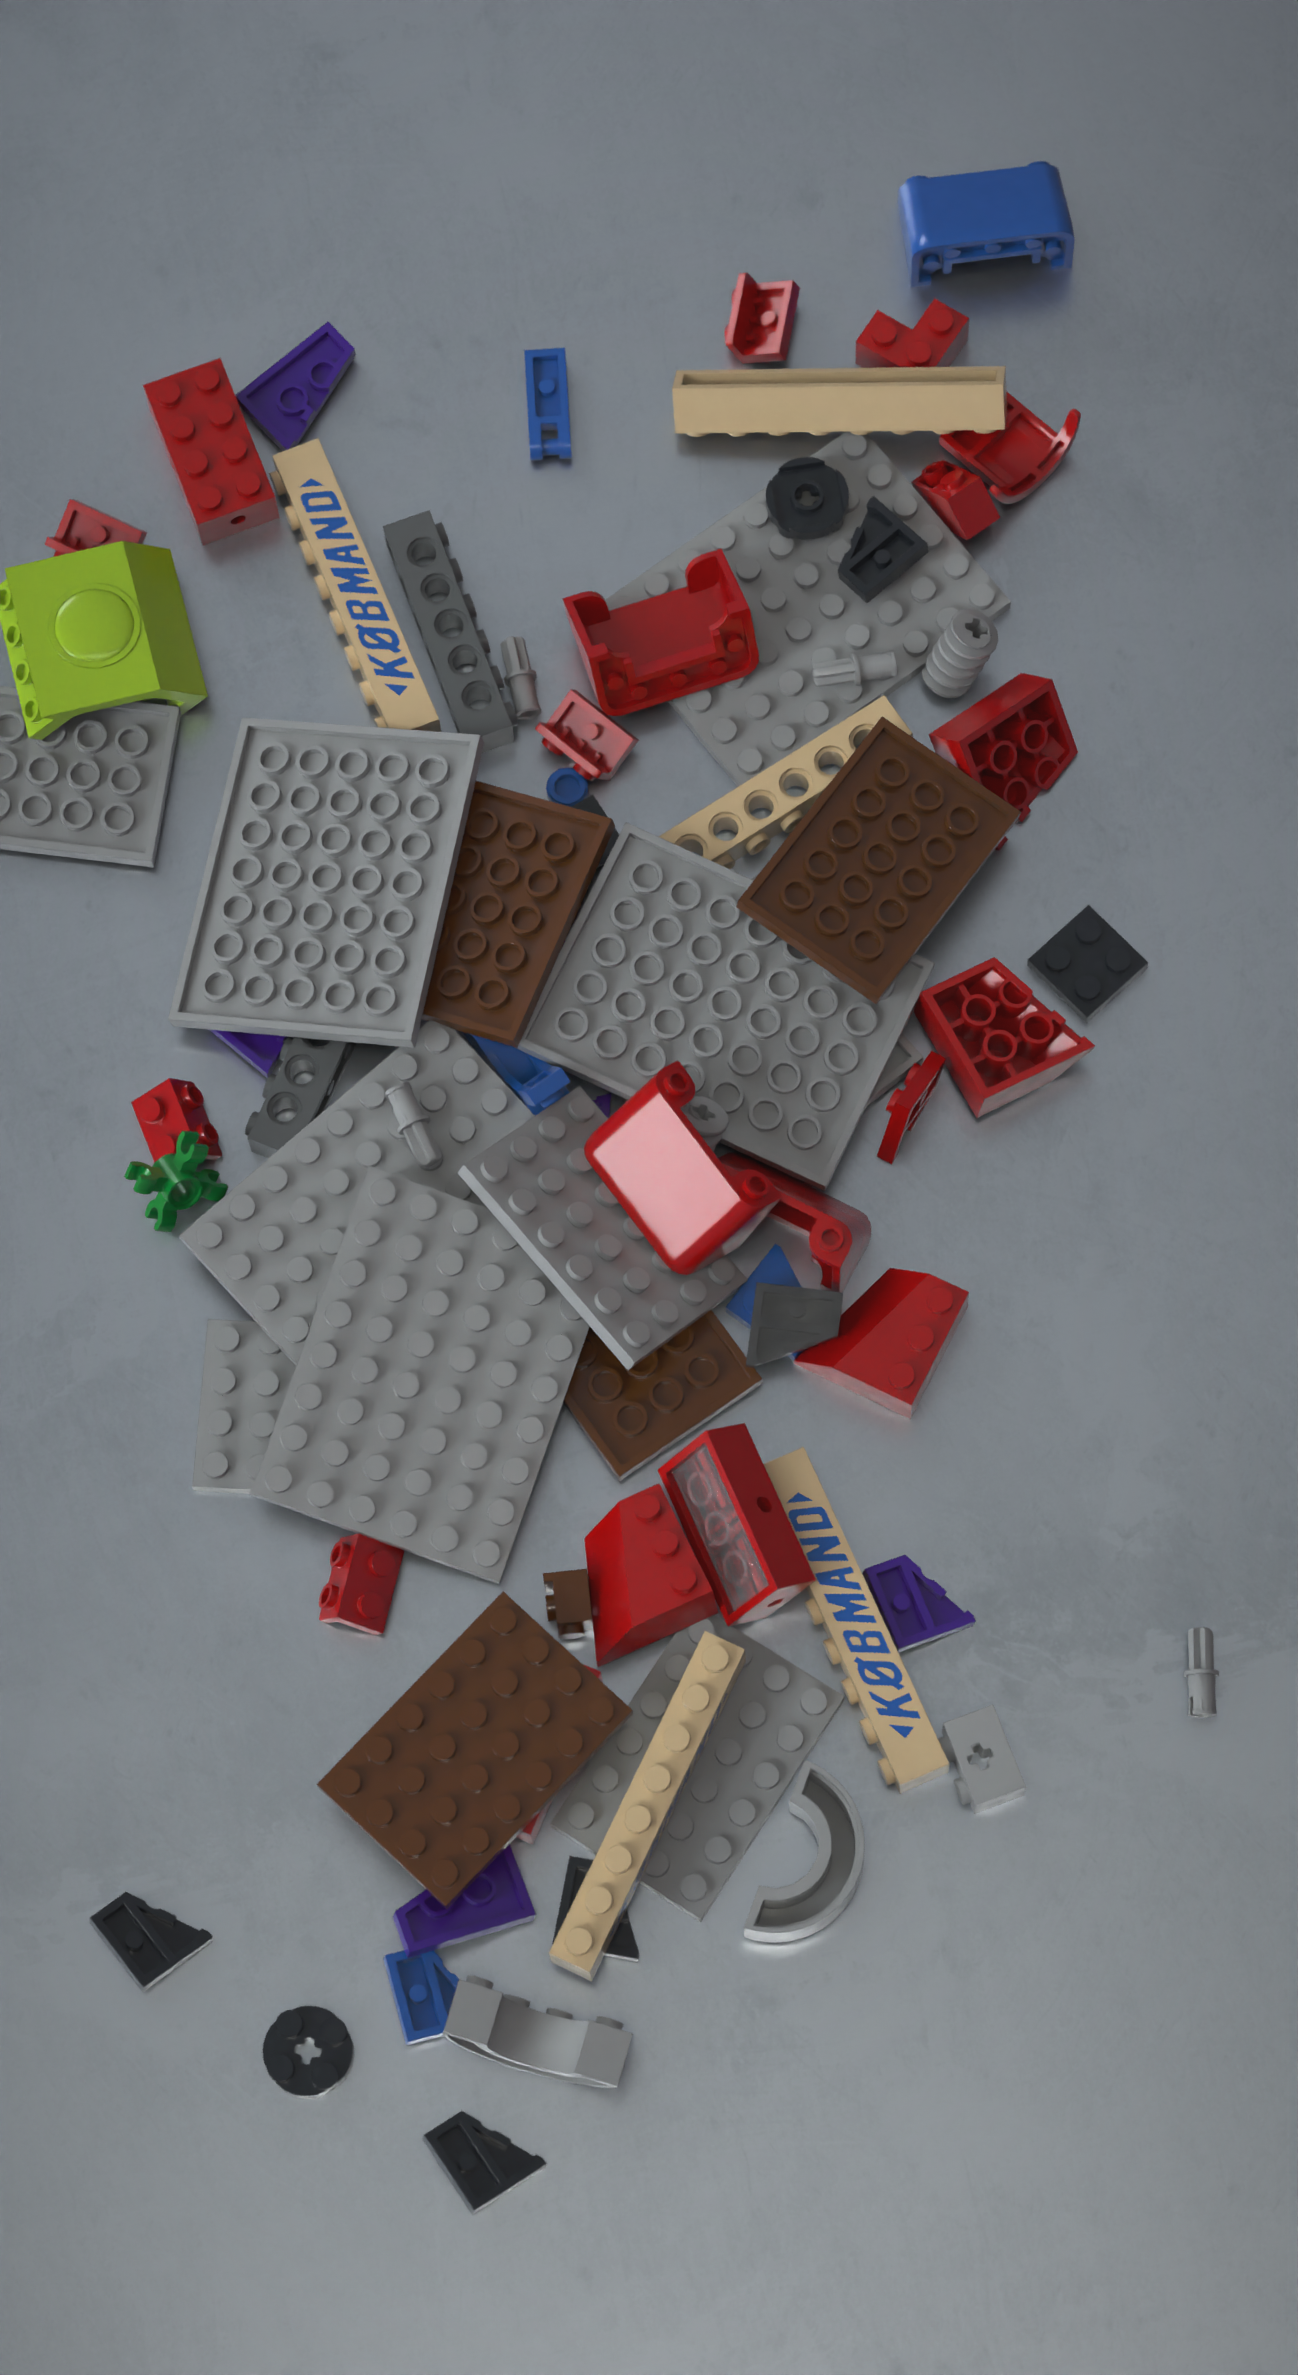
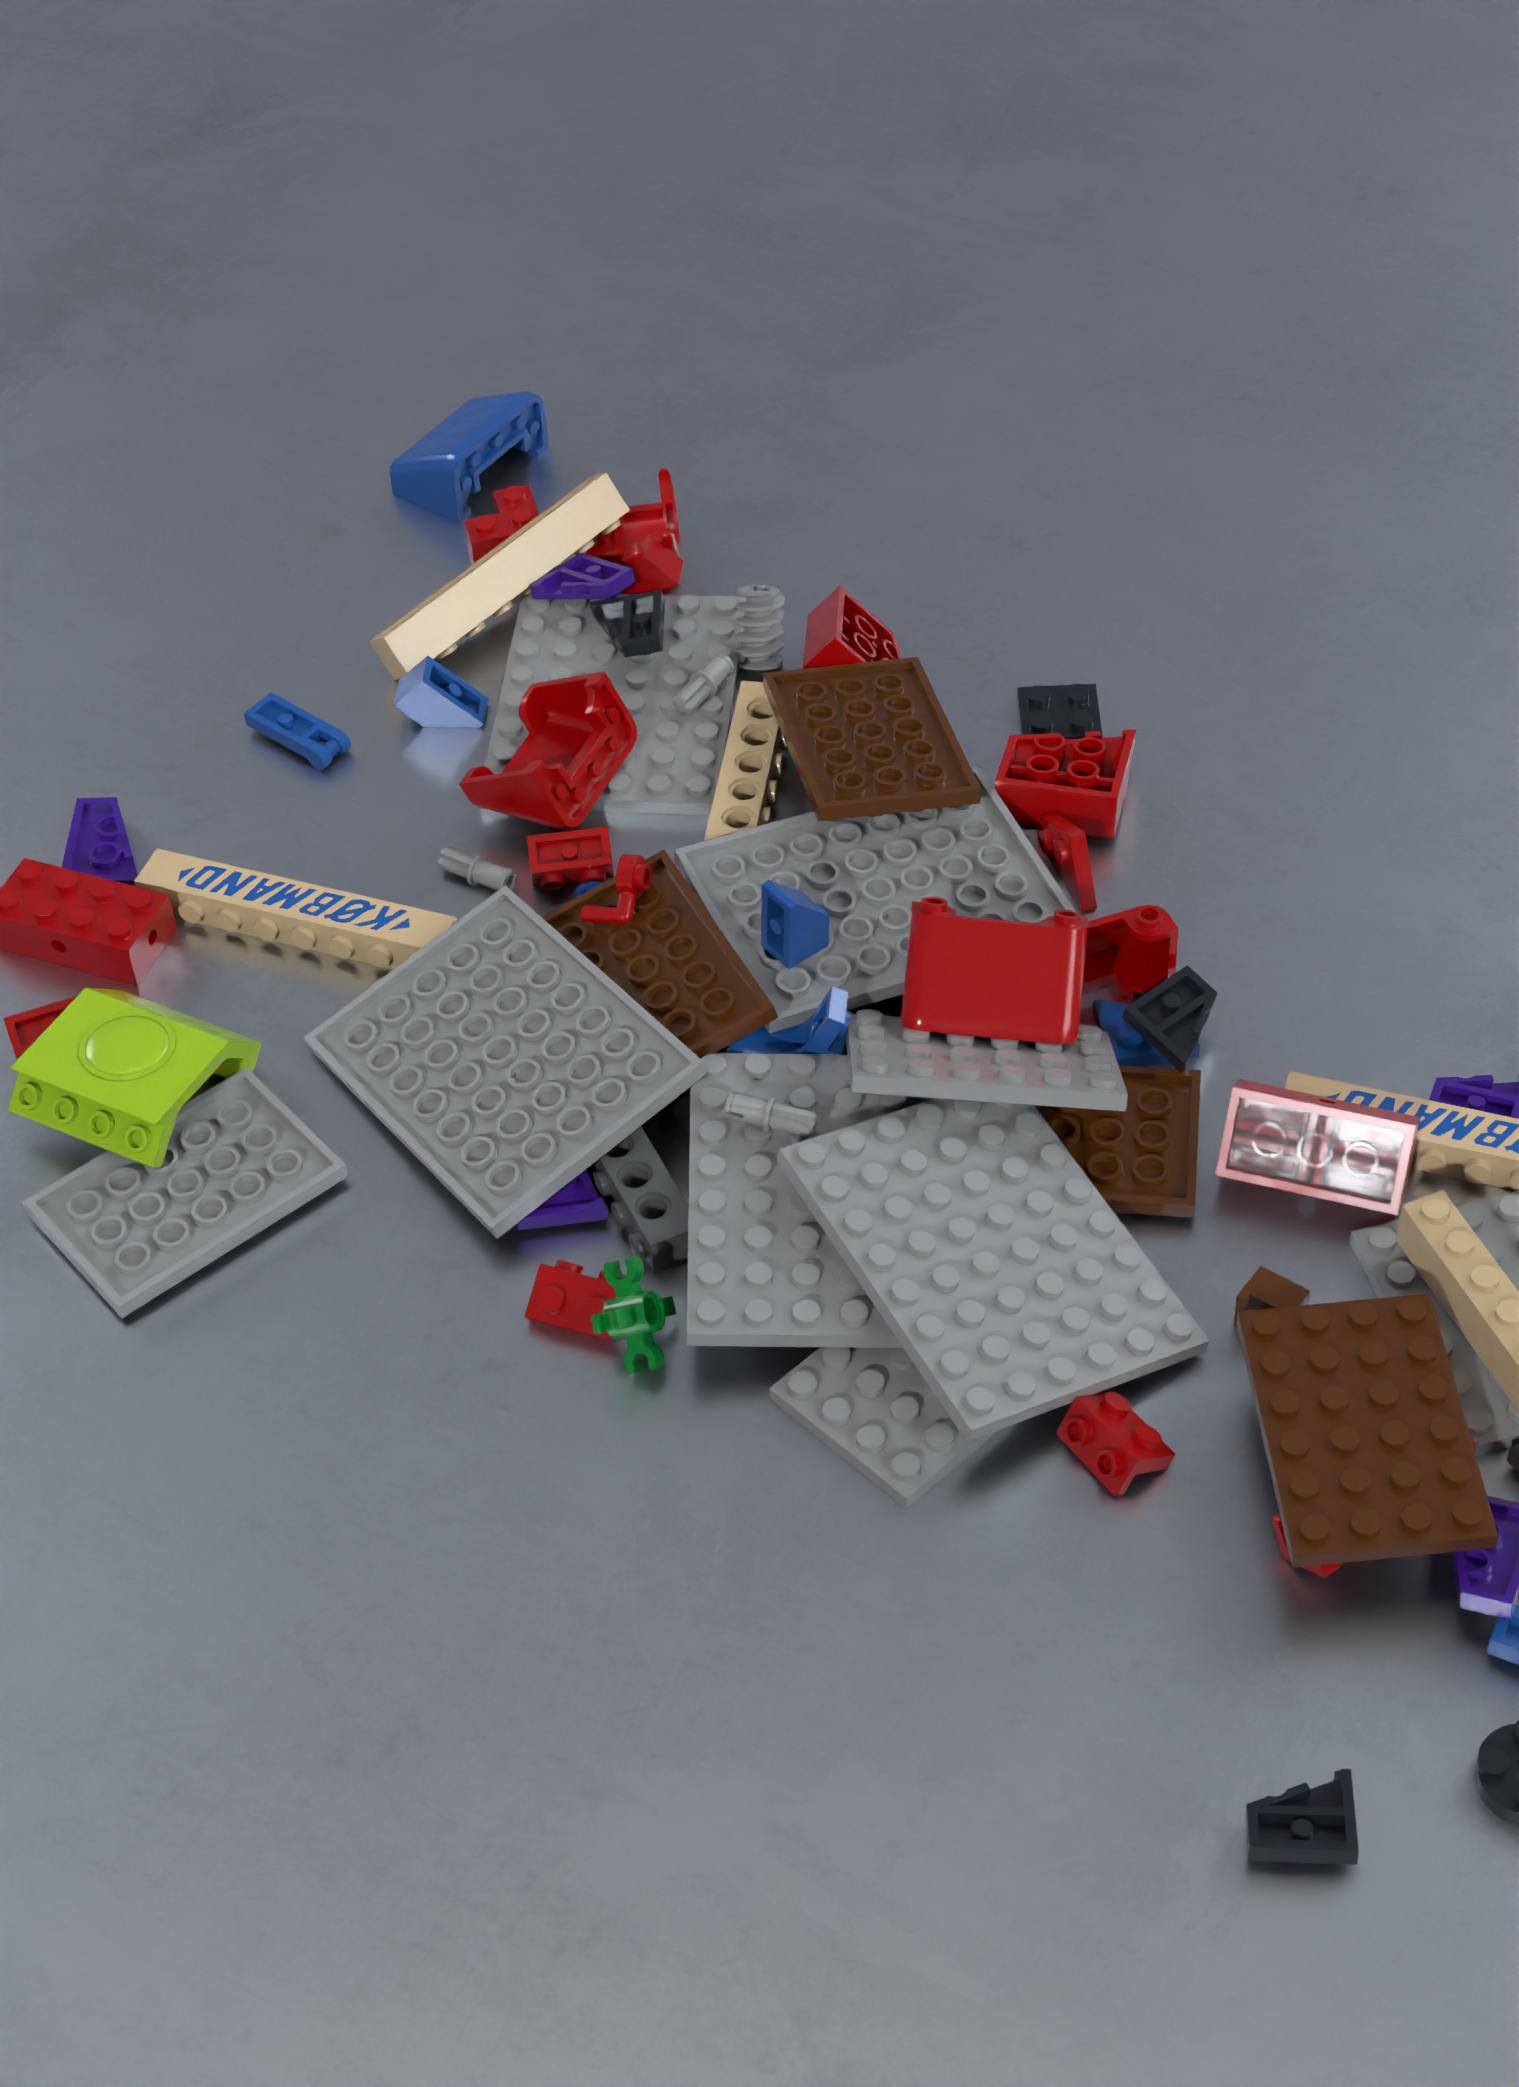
camera: 50 degrees left, 25 degrees down
(418, 538) = (381, 872): dark grey brick -> none
(549, 826) = (632, 879): none -> red plate
(607, 984) = (792, 924): none -> blue slope
(642, 1576) = (1301, 1229): red wedge -> none
(674, 479) = (439, 698): none -> slope
(761, 319) = (388, 588): red bracket -> none
(803, 521) = (548, 635): black plate -> none
(891, 1339) = (1257, 977): red wedge -> none
(895, 466) = (583, 579): none -> dark purple wing

